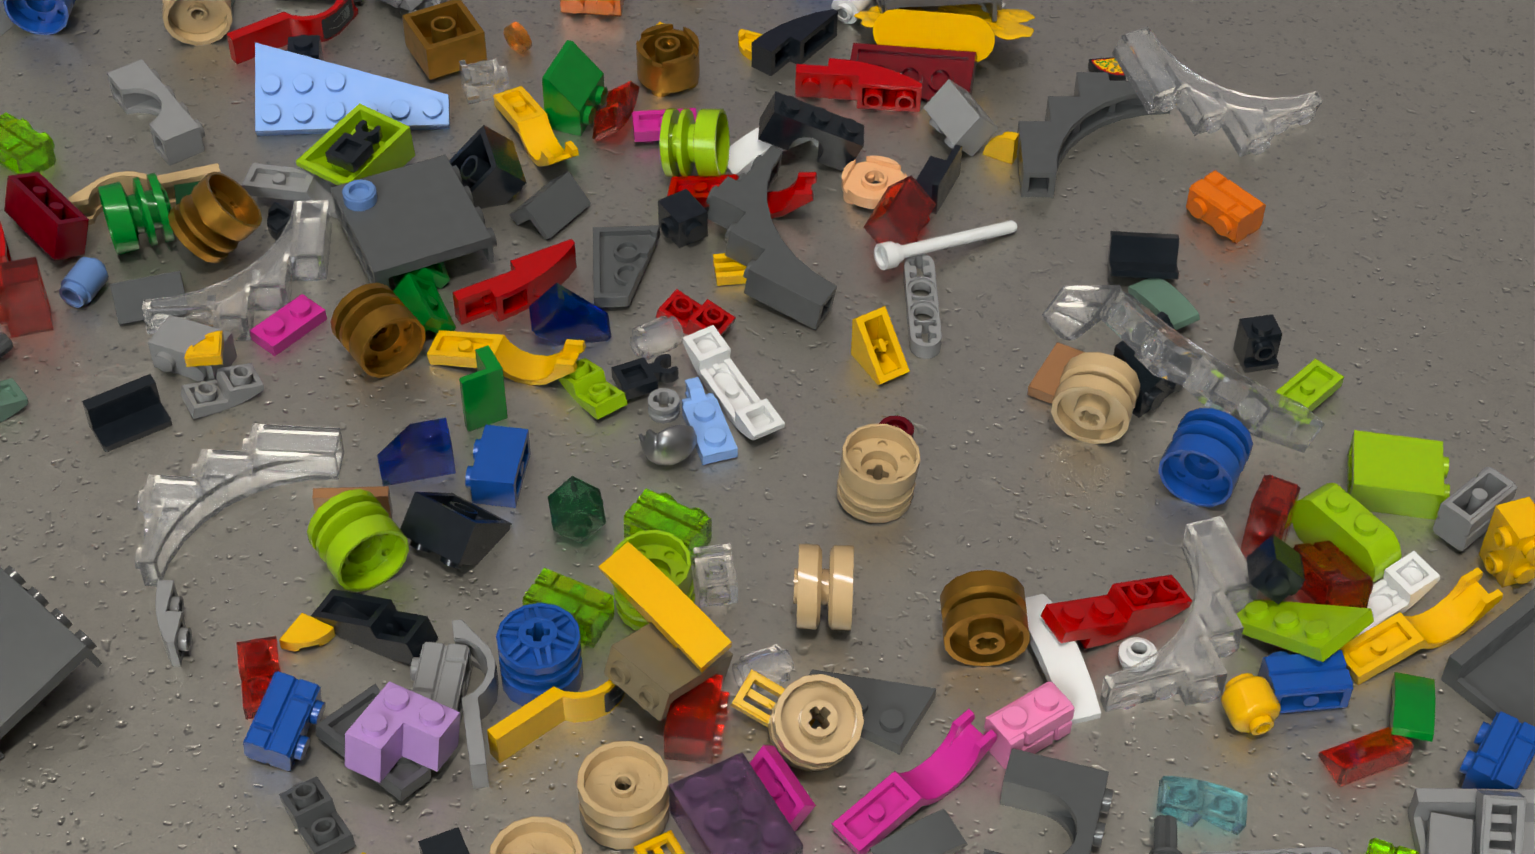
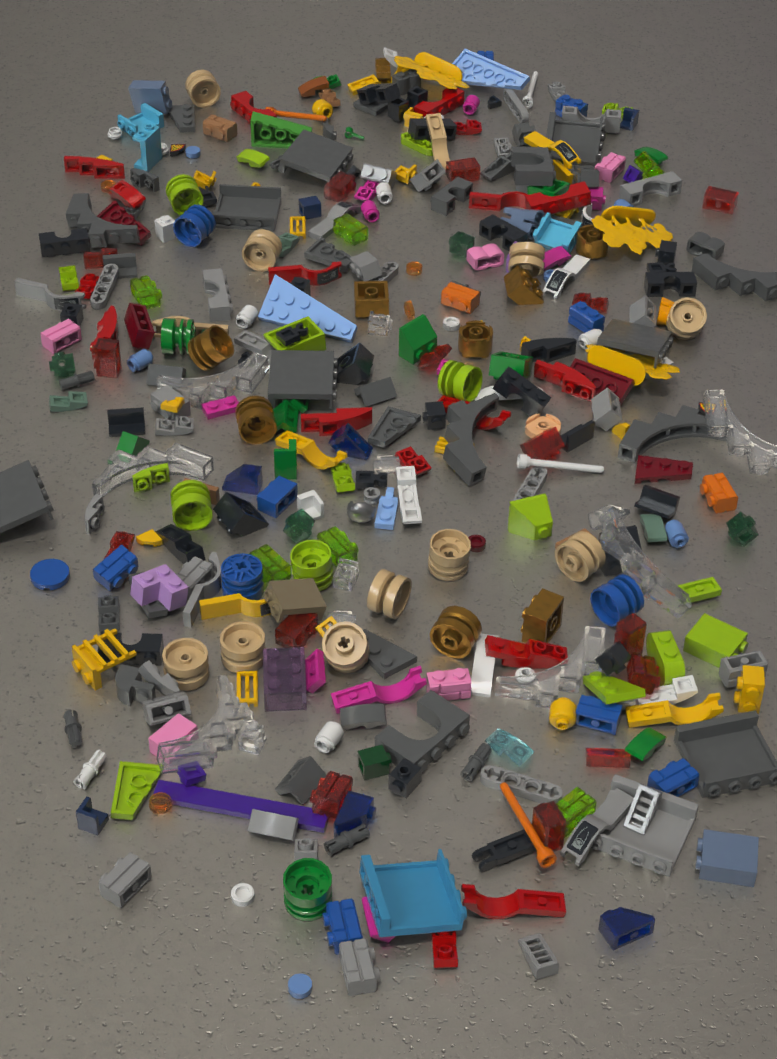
camera: 25 degrees right, 5 degrees down
(151, 780) = (49, 574): none -> blue tile
(162, 455) = (131, 443): none -> green slope
(231, 515) = (153, 475): none -> lime slope
(236, 136) = (246, 316): none -> white brick
(359, 195) = (281, 357): medium blue tile -> none
(533, 127) = (390, 352): yellow piece -> none
(570, 457) = (311, 503): none -> white panel
(602, 43) = (451, 324): none -> white tile
(665, 606) = (303, 573): yellow slope -> none
(754, 85) = (501, 360): none -> green brick
(877, 346) = (491, 500): yellow slope -> none
(969, 355) = (530, 517): none -> lime slope
(1101, 195) = (662, 468): none -> dark red wing
(1108, 535) = (542, 616): none -> pearl gold brick
(1209, 301) = (676, 533): none -> medium blue brick
(1258, 343) = (687, 560): black brick -> none
(1304, 257) = (742, 528): none -> clear green brick

